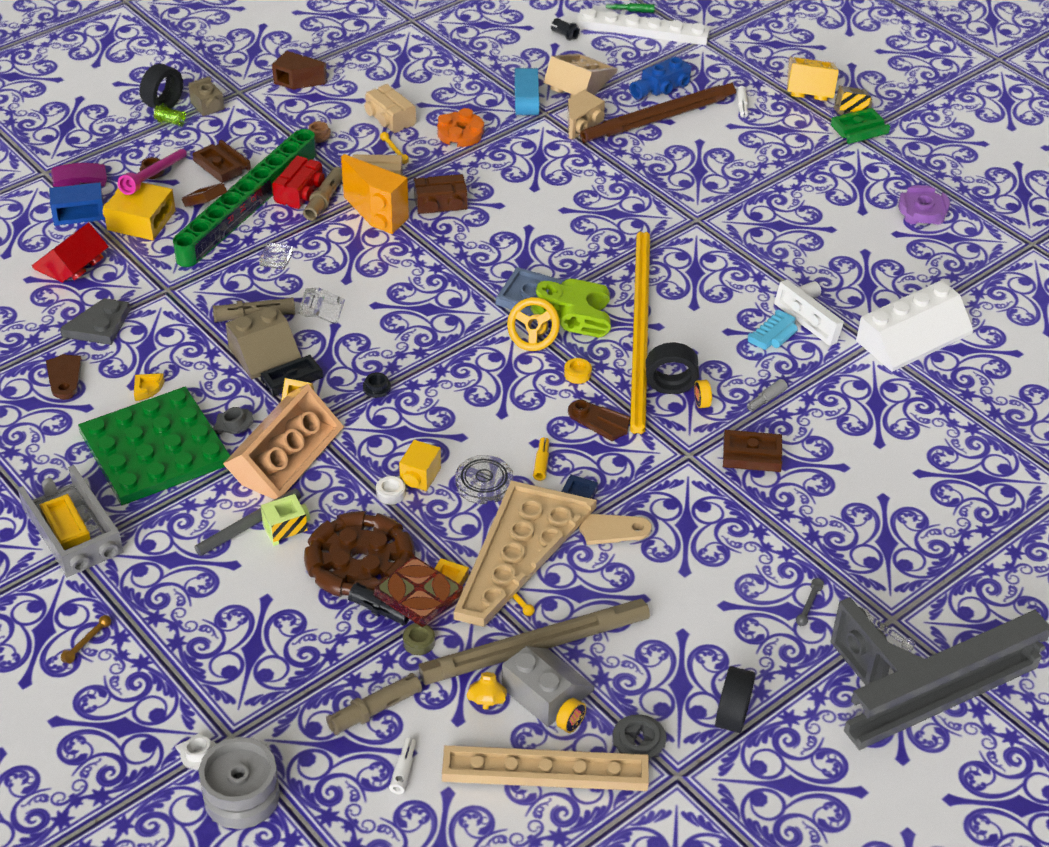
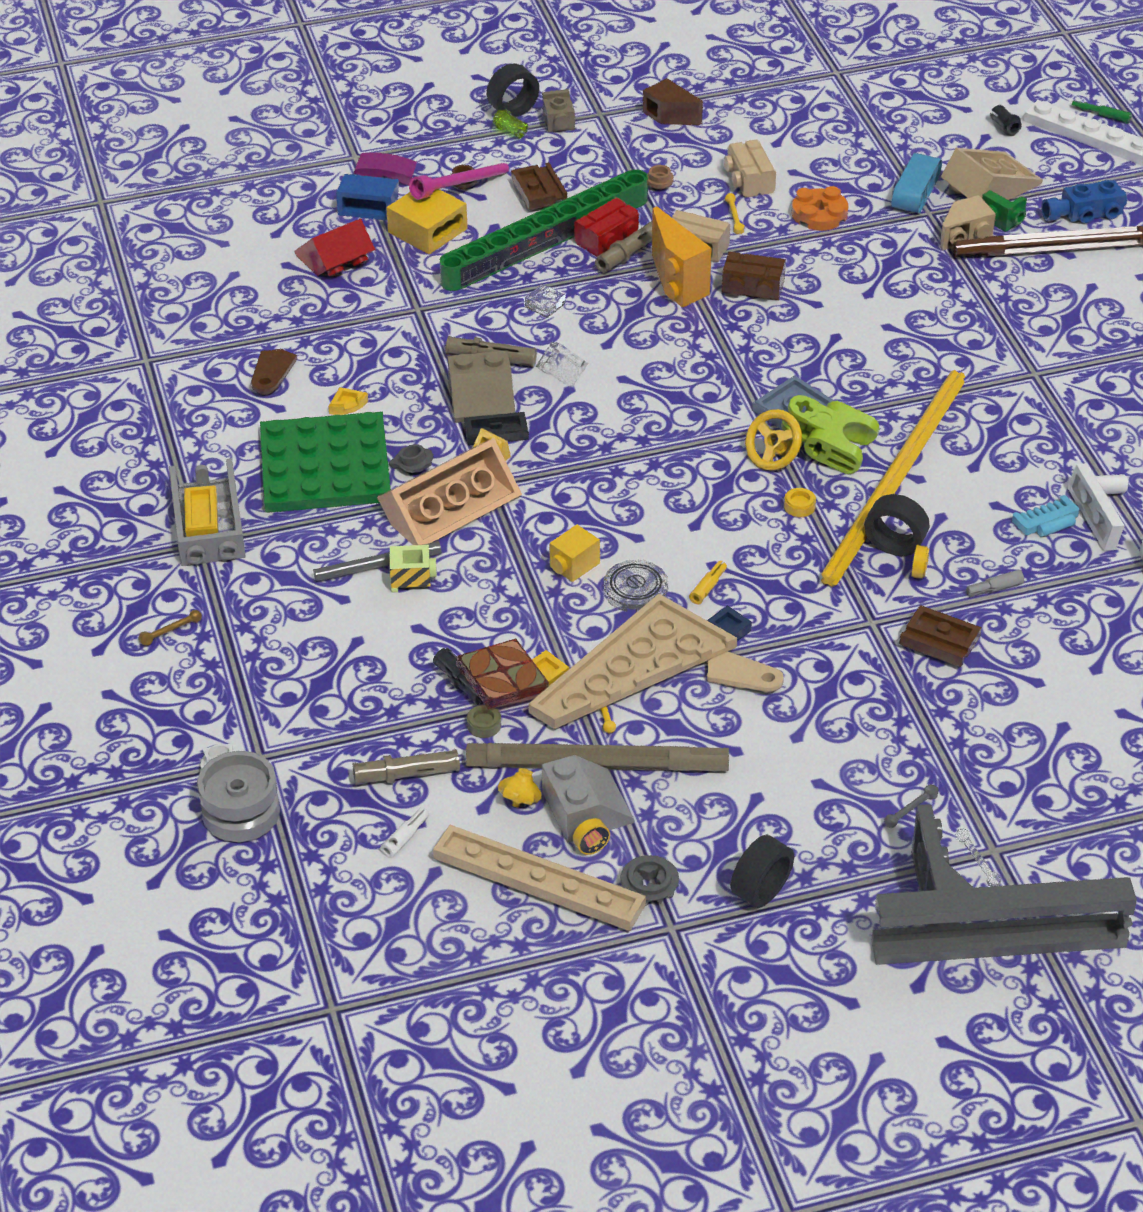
camera: 25 degrees right, 0 degrees up
(98, 323) = (331, 326): dark grey wing -> none
(204, 195) = (499, 217): reddish brown tile -> none
(354, 541) = (463, 605): reddish brown plate -> none
(376, 385) = (576, 461): black plate -> none
(390, 490) = (534, 570): white tile -> none
(599, 419) = (794, 559): reddish brown piece -> none
(612, 97) = (1007, 213): none -> green bracket

